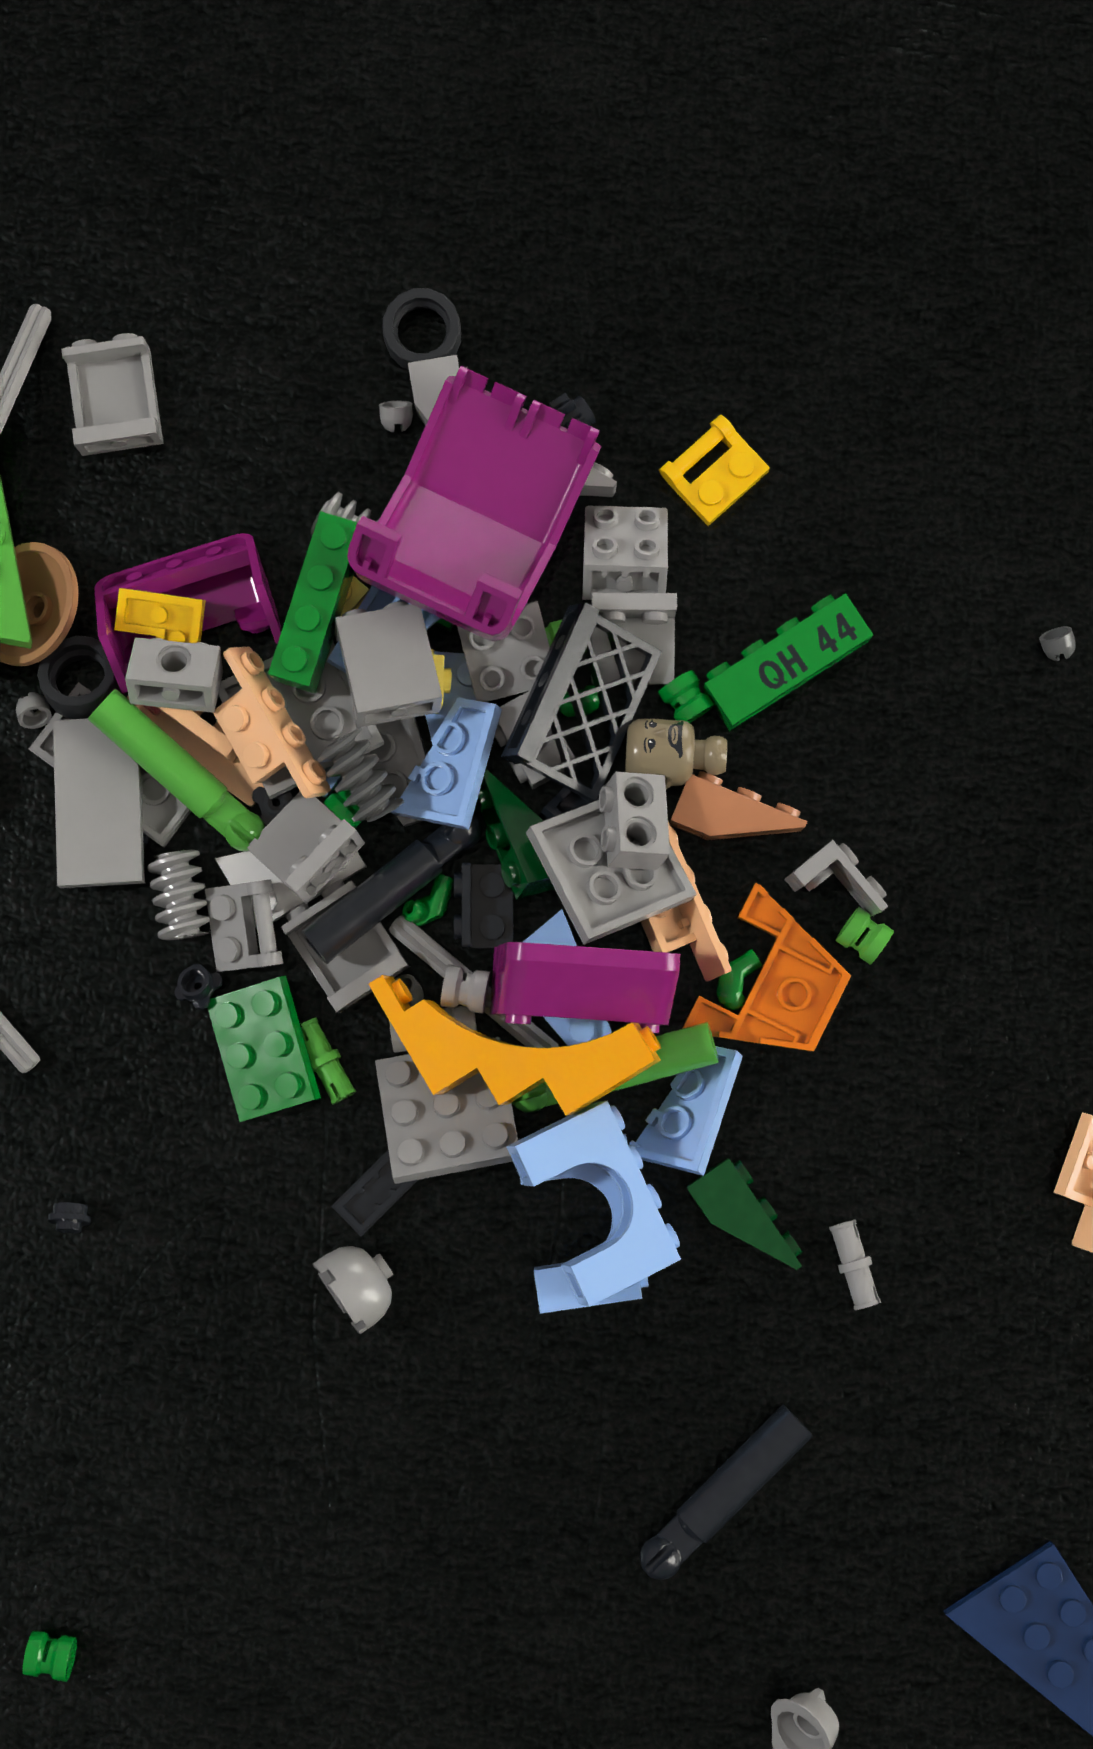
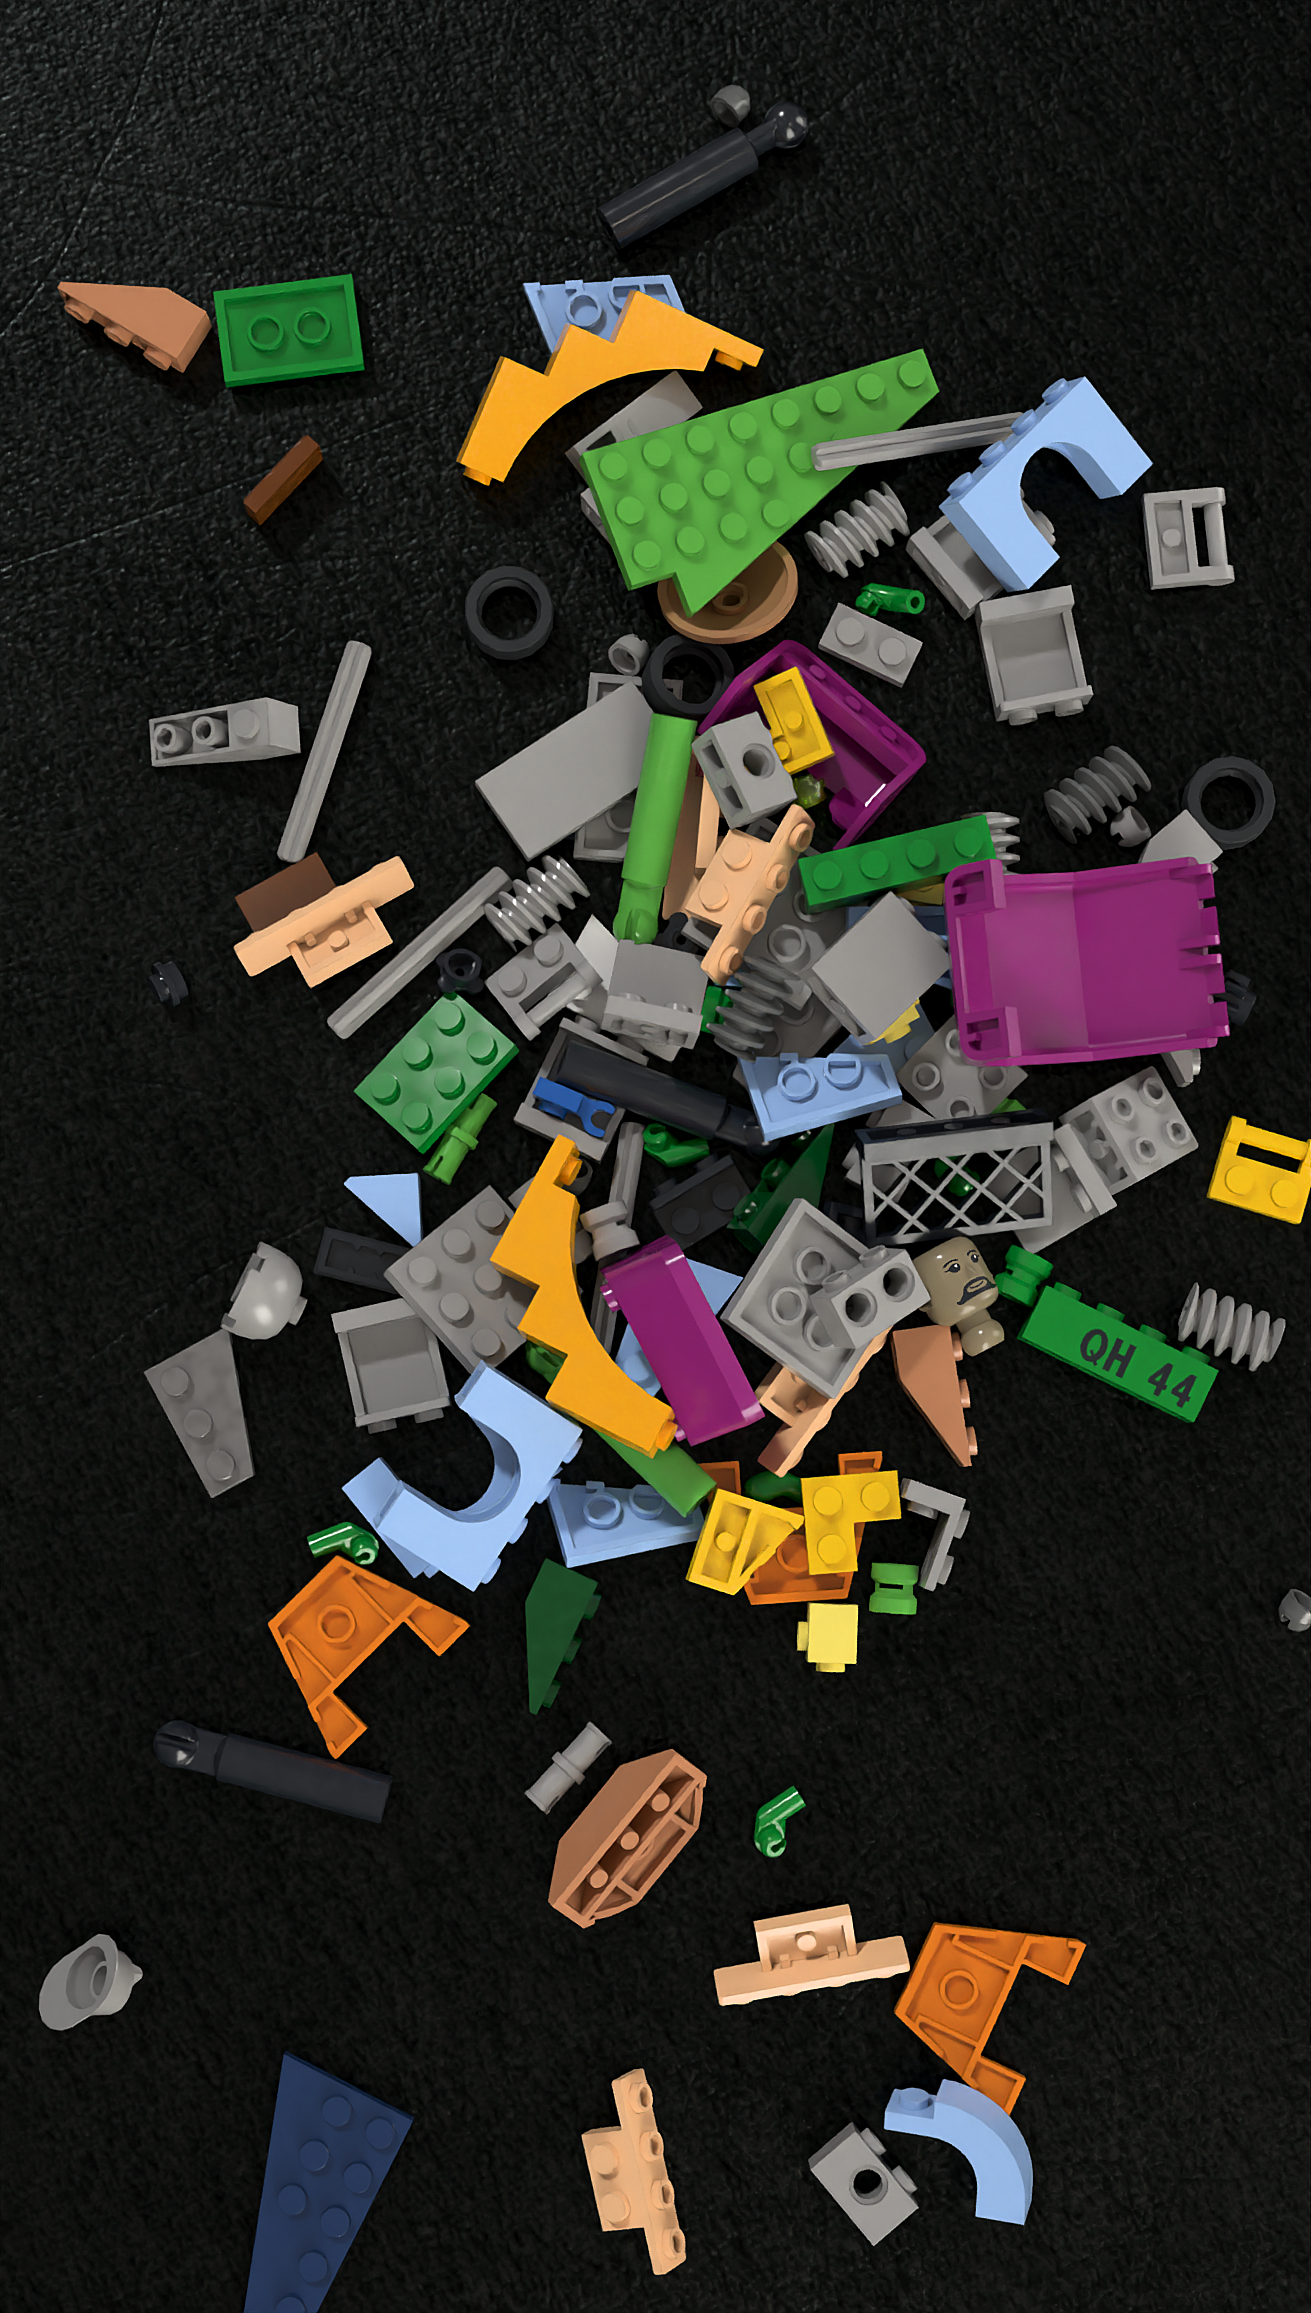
camera: 50 degrees right, 0 degrees up
(44, 481) = (858, 531): none -> light grey piece
(58, 1083) = (285, 892): none -> reddish brown tile
(83, 368) = (989, 504): none -> light blue arch
(105, 1065) = (332, 929): none -> light nougat bracket
(112, 489) = (889, 598): none -> green arm
(138, 525) = (870, 645): none -> light grey plate
(164, 1009) = (419, 953): none -> light grey axle
(197, 251) = (1172, 538): none -> light grey plate
(220, 408) = (1032, 655): none -> light grey panel
(221, 636) = (808, 791): none -> clear neon green plate
(343, 967) = (559, 1101): none -> blue plate
(343, 1140) = (393, 1199): none -> light blue slope
(351, 423) = (1093, 790): none -> dark grey piece
(416, 1382) = (206, 1410): none -> flat silver wing
(468, 1218) = (391, 1365): none -> light grey panel
(581, 1330) = (348, 1539): none -> green arm
(643, 1377) = (338, 1625): none -> orange wing
(759, 1032) = (737, 1540): none -> yellow wing
(776, 942) = (834, 1506): none -> yellow plate
(817, 565) = (1230, 1327): none -> light grey piece
(871, 1005) = (829, 1635): none -> light yellow brick
(934, 1252) = (626, 1837): none -> nougat wedge
(985, 1133) = (771, 1822): none -> green arm

